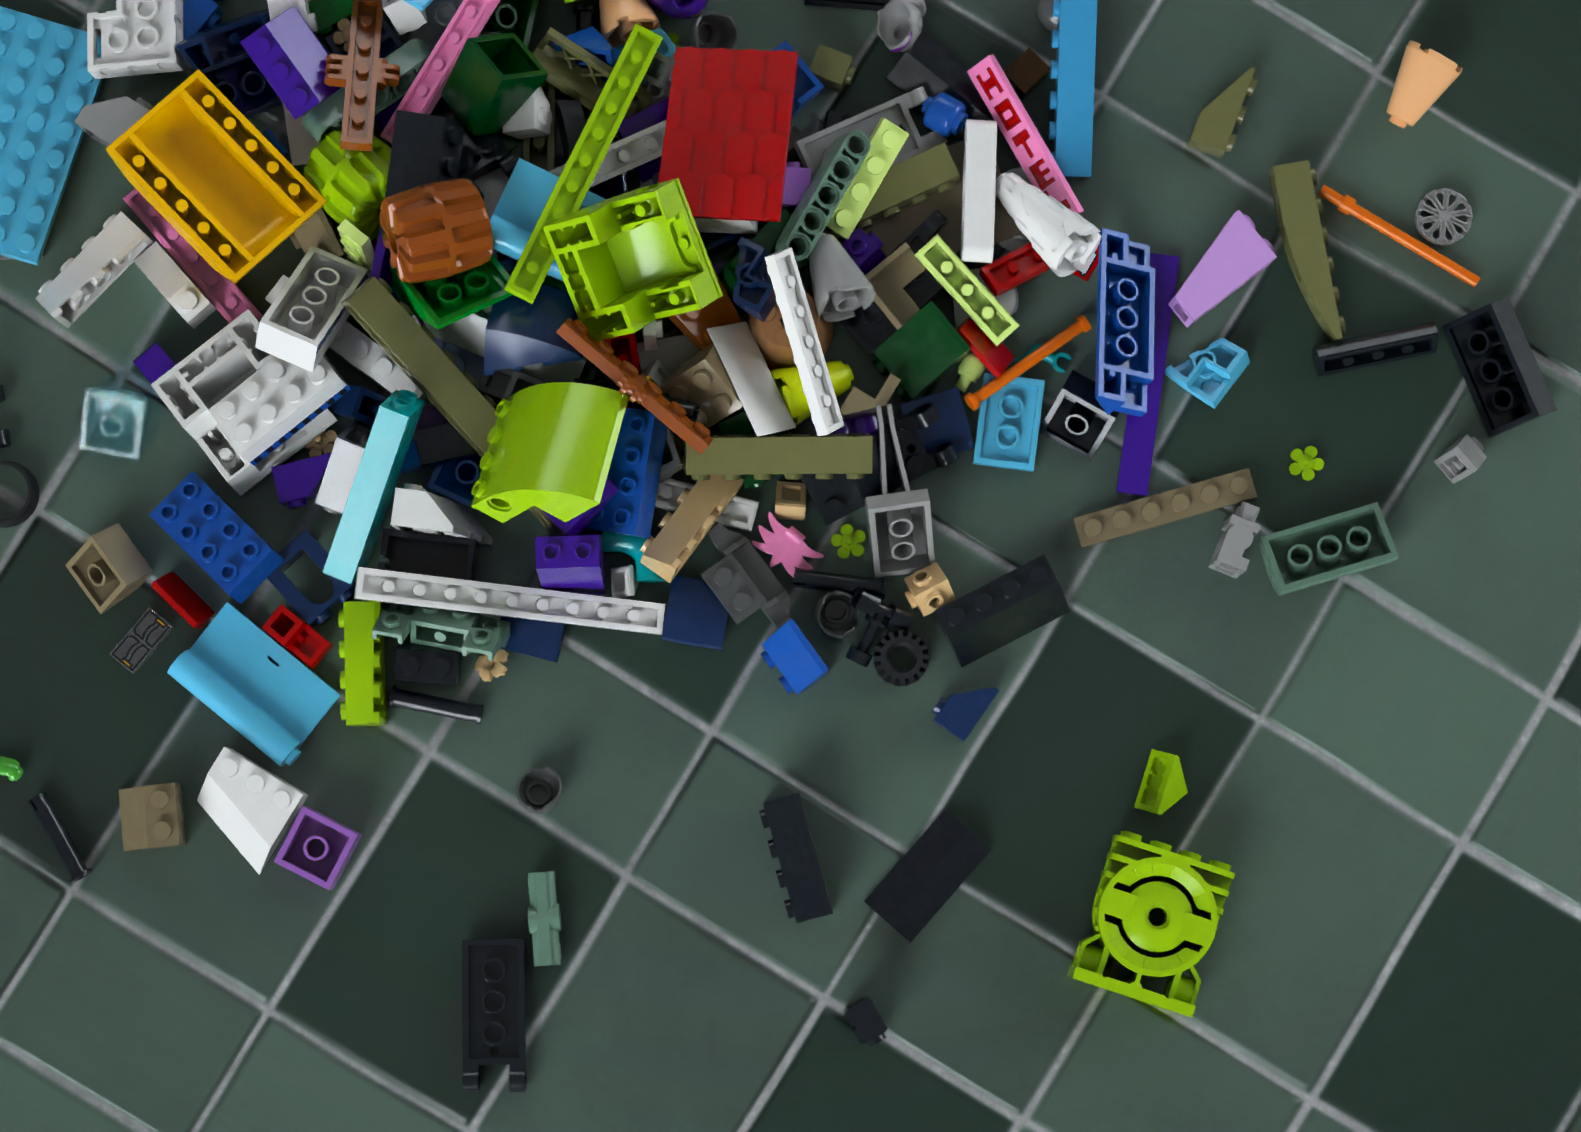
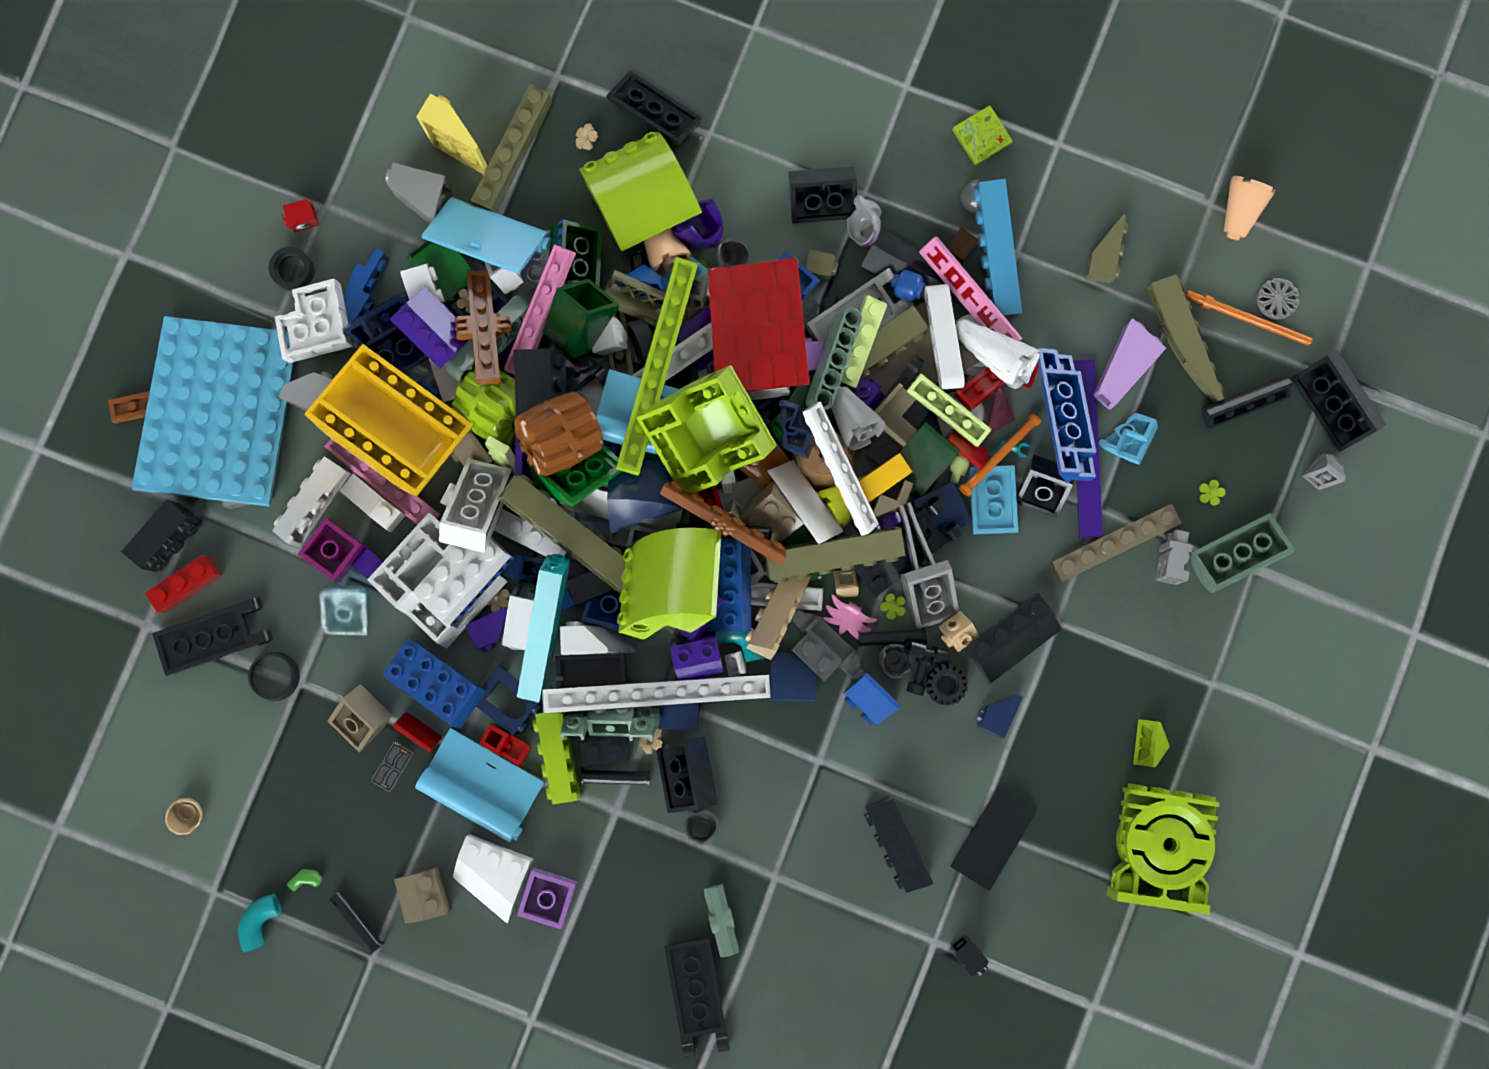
camera: 10 degrees left, 0 degrees up
(110, 338) = (331, 550): none -> magenta brick
(531, 718) = (686, 775): none -> black slope
(863, 365) = (884, 477): none -> yellow slope
(1039, 309) = (1000, 412): none -> clear pink slope

